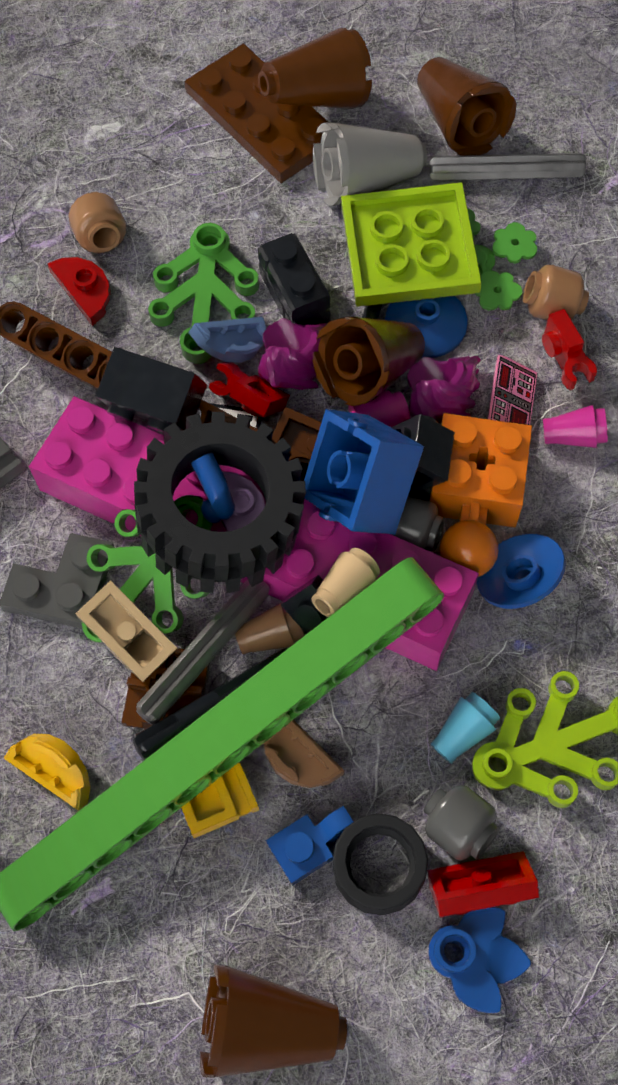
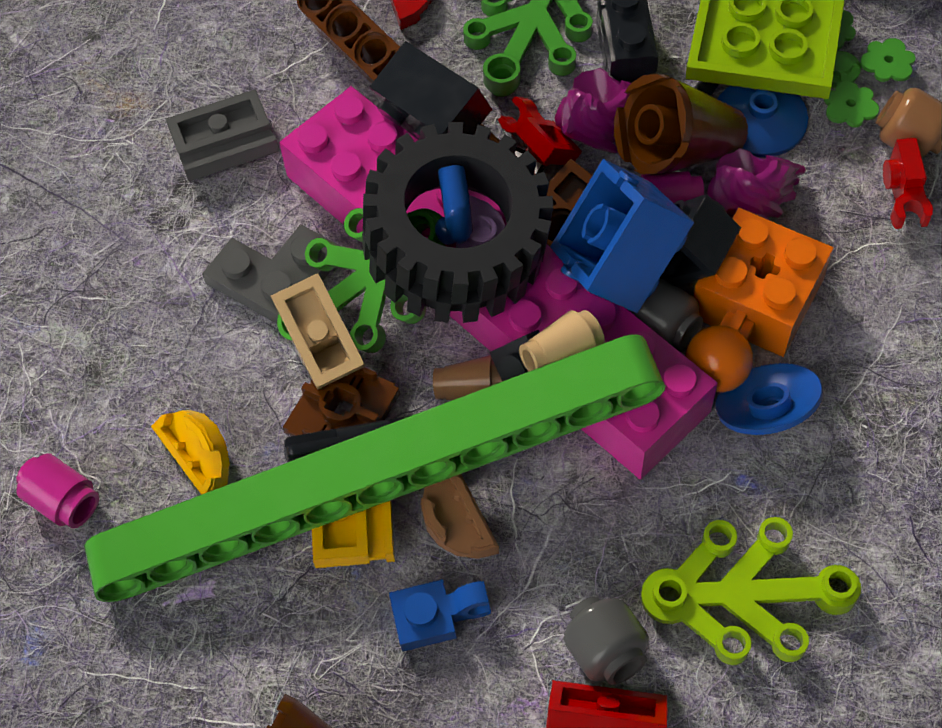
camera: 20 degrees right, 5 degrees down
(201, 652) = (391, 376): flat silver axle -> none
(230, 339) = (537, 76): medium blue plate -> none
(398, 830) = (509, 614): black tyre -> none
(465, 727) = (648, 544): medium azure cone -> none
(512, 392) = (829, 212): slope -> none
(577, 428) = (889, 269): dark pink cone -> none

